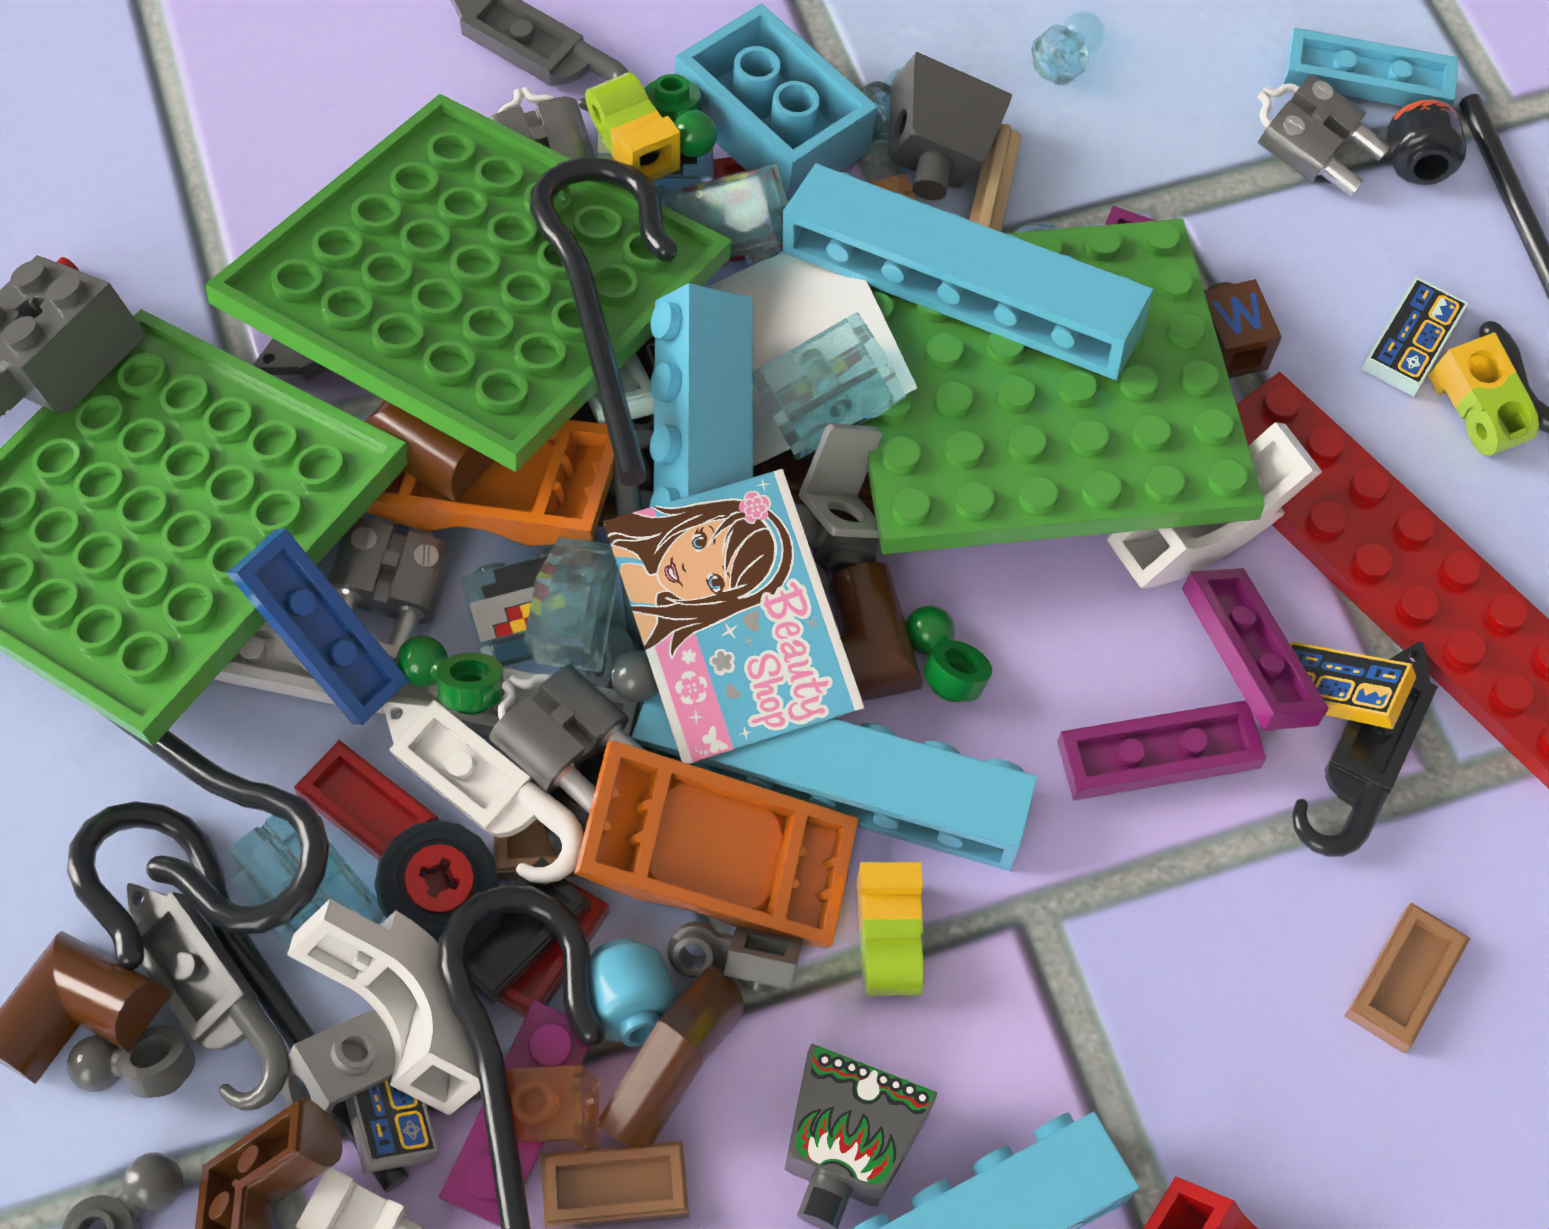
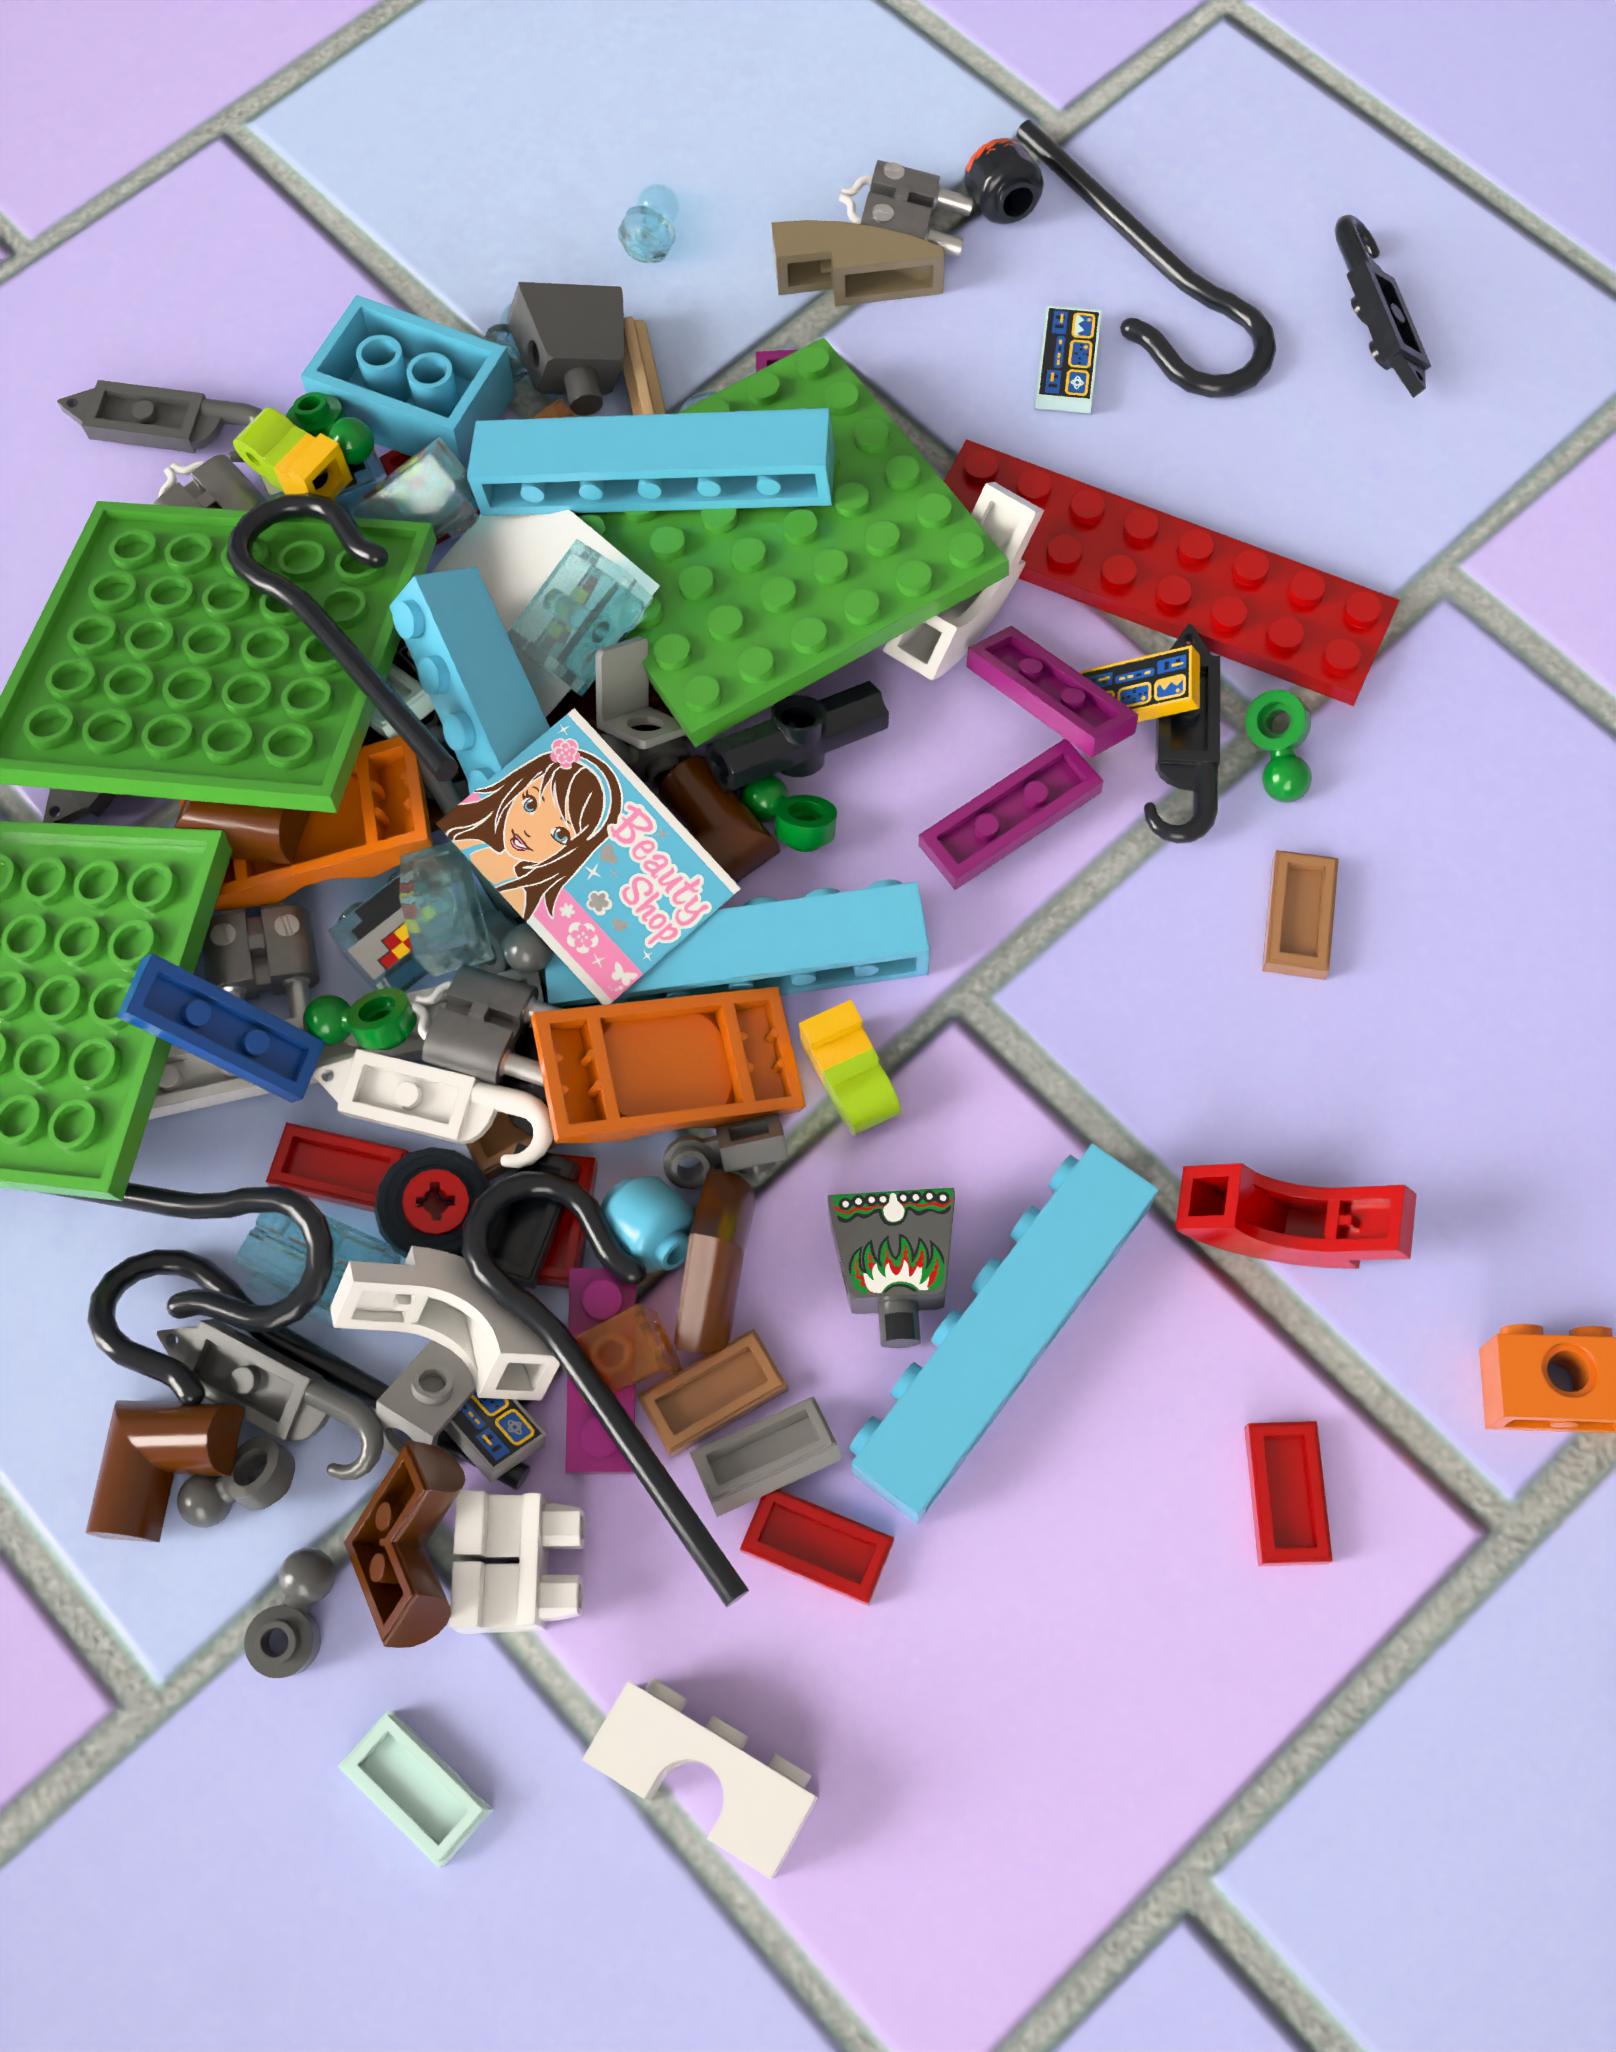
camera: 15 degrees left, 5 degrees up
(986, 586) = (797, 736): none -> black piece
(1243, 326) = (918, 411): reddish brown brick -> none
(1247, 160) = (854, 261): none -> dark tan slope
(1371, 68) = (926, 134): medium azure plate -> none
(1454, 832) = (1286, 774): none -> green plate
(1487, 394) = (1152, 384): leg -> none

